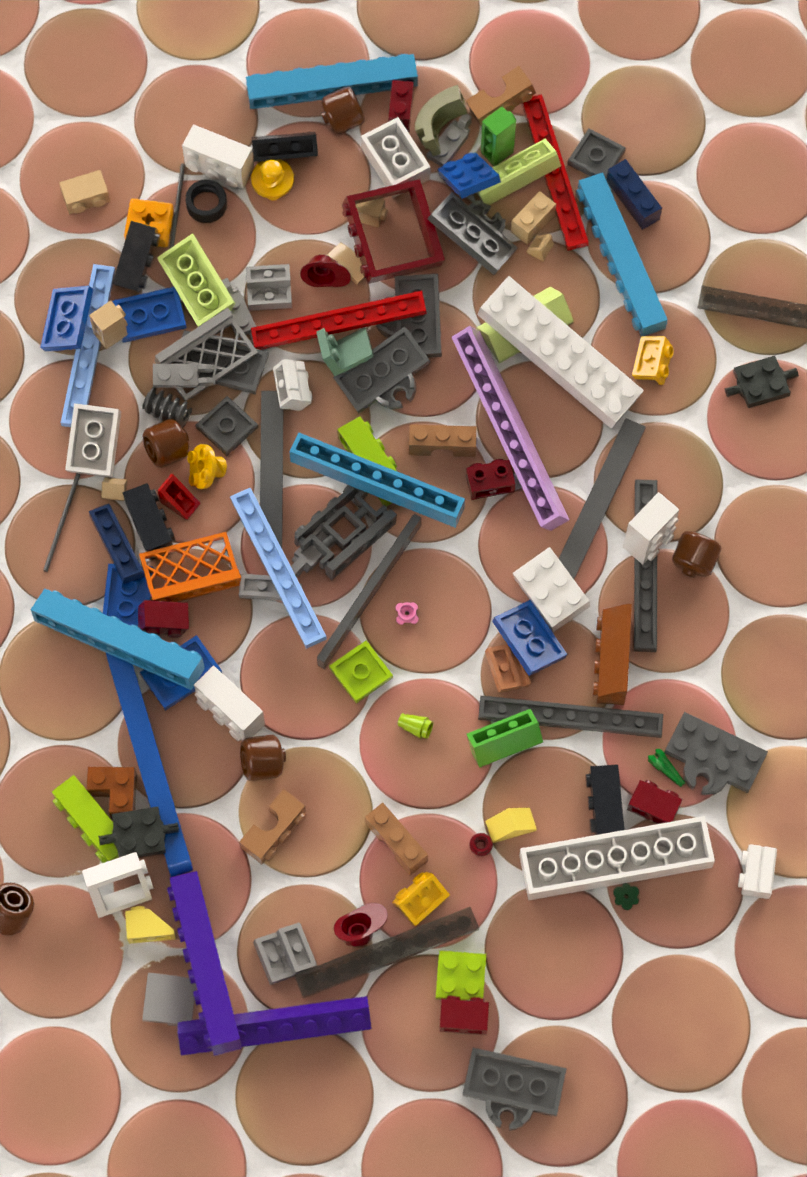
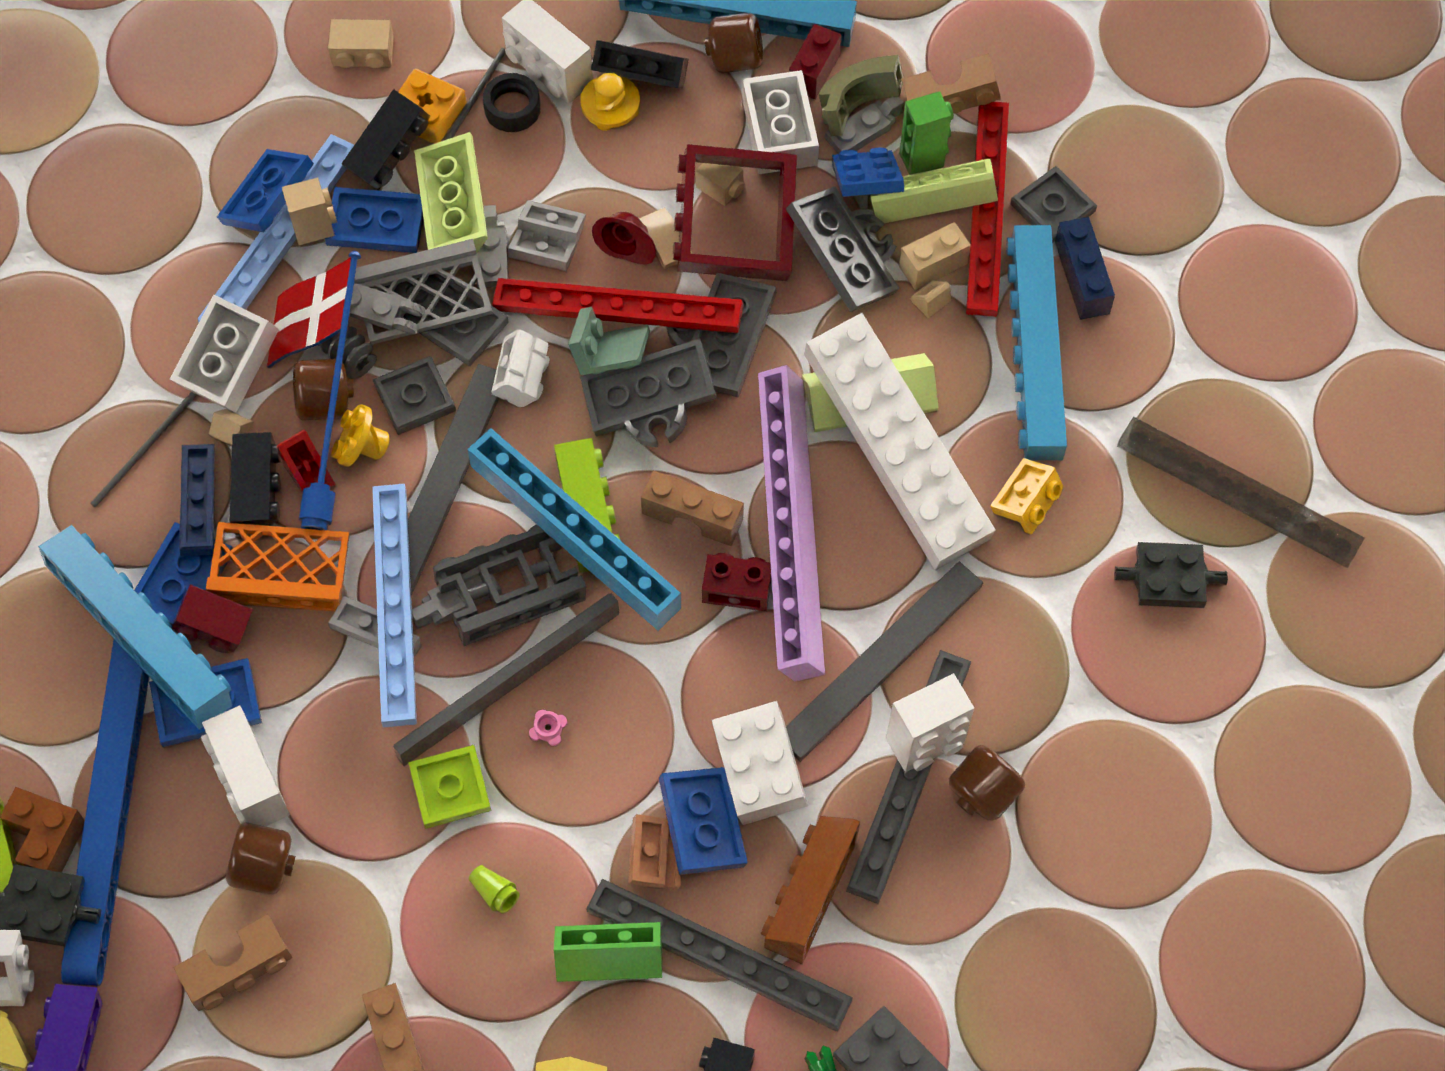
camera: 20 degrees right, 5 degrees down
(139, 396) = (305, 318): none -> flag

